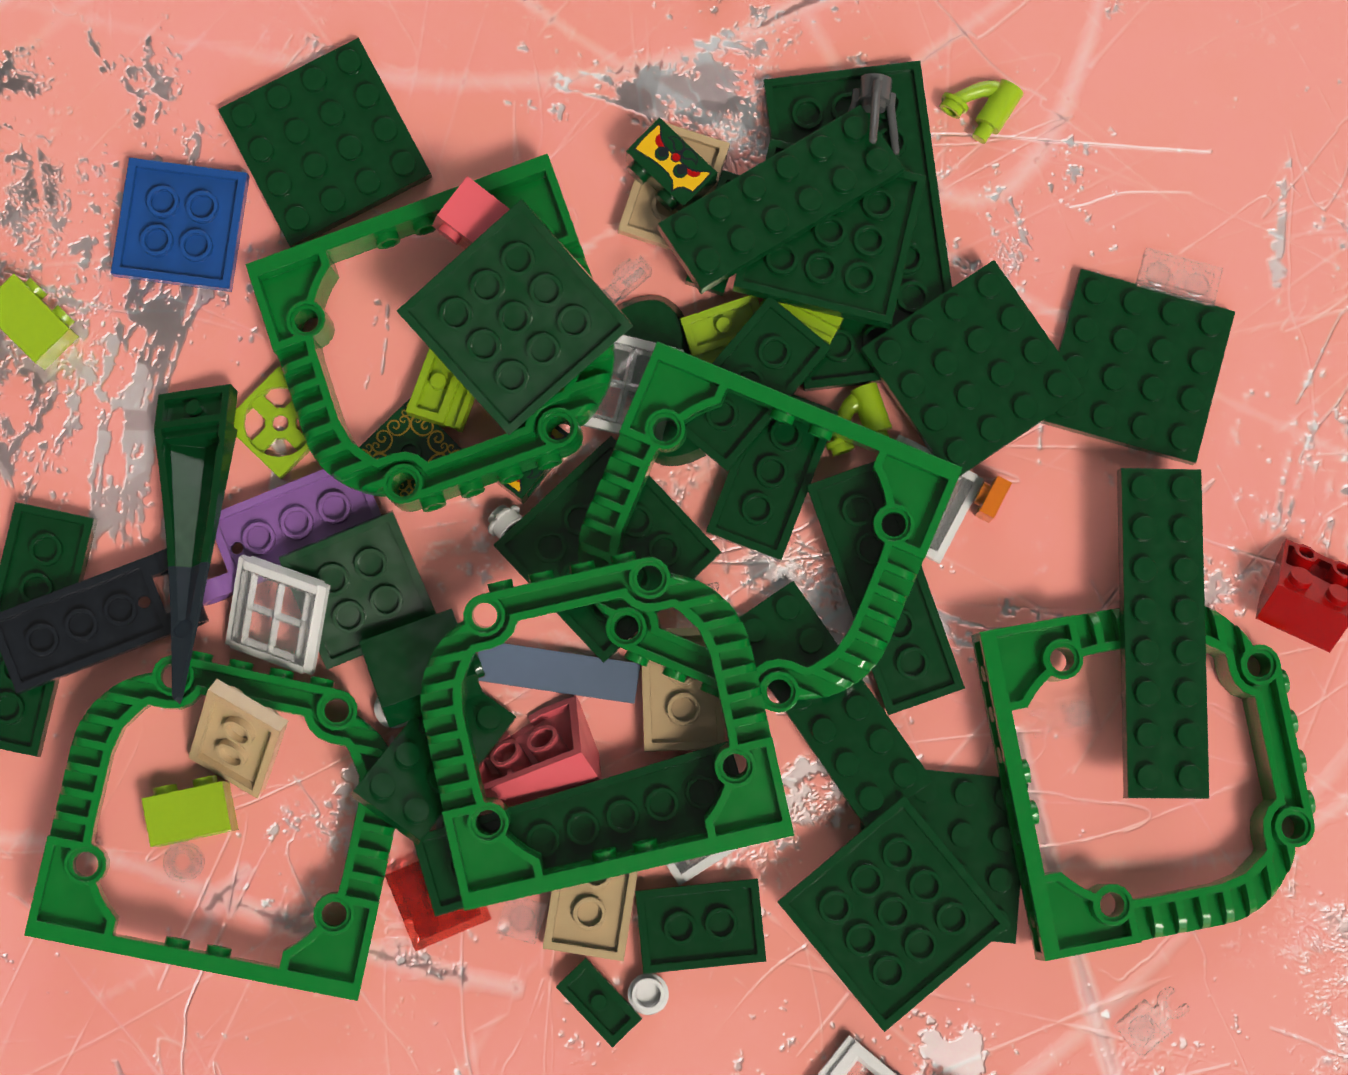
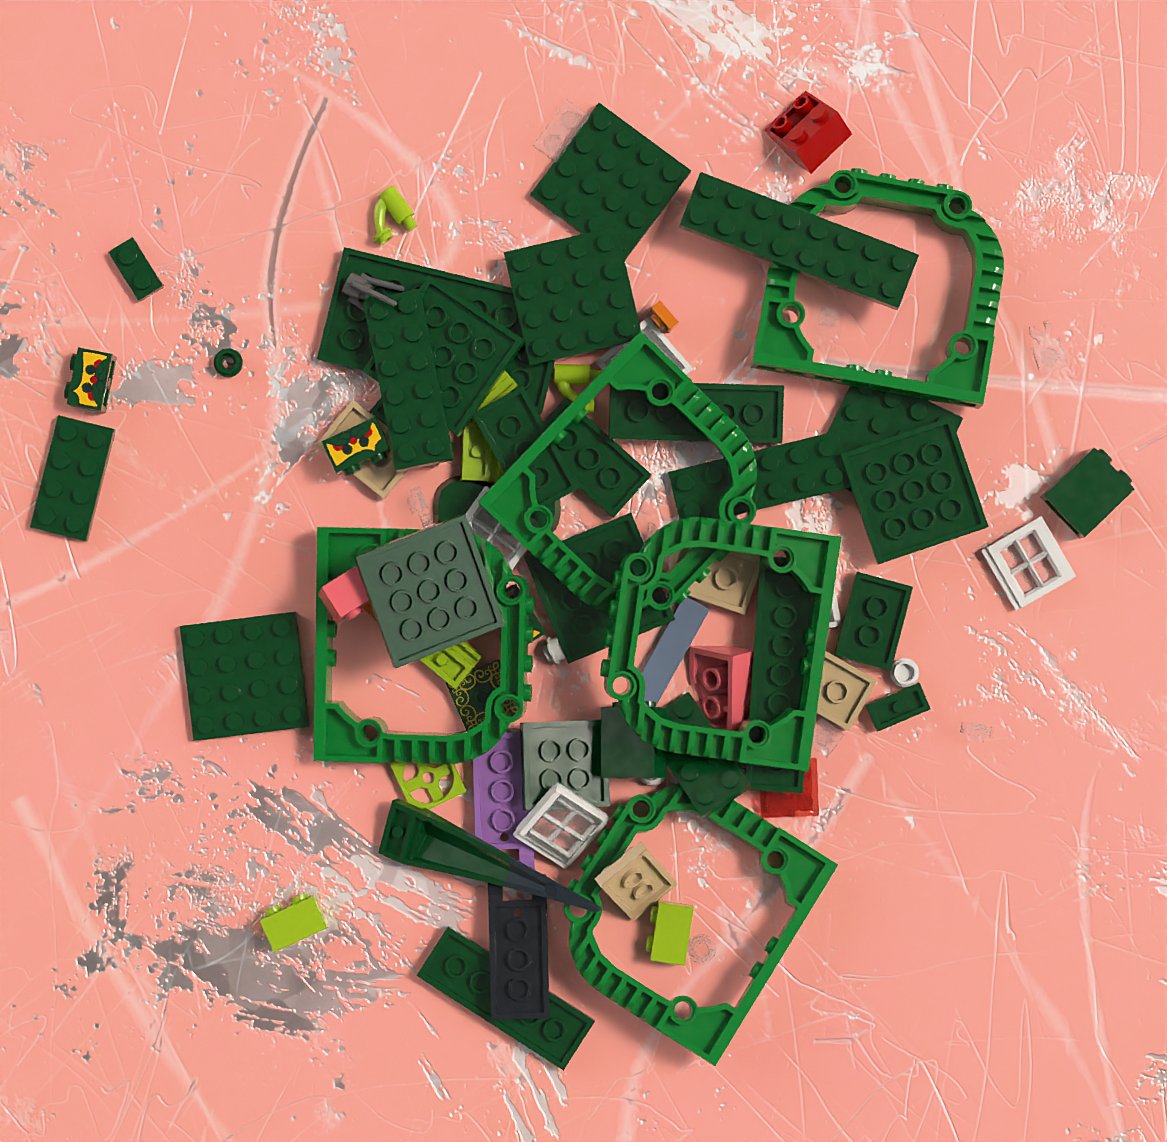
camera: 65 degrees left, 5 degrees up
(180, 224) = (265, 795): blue plate -> none

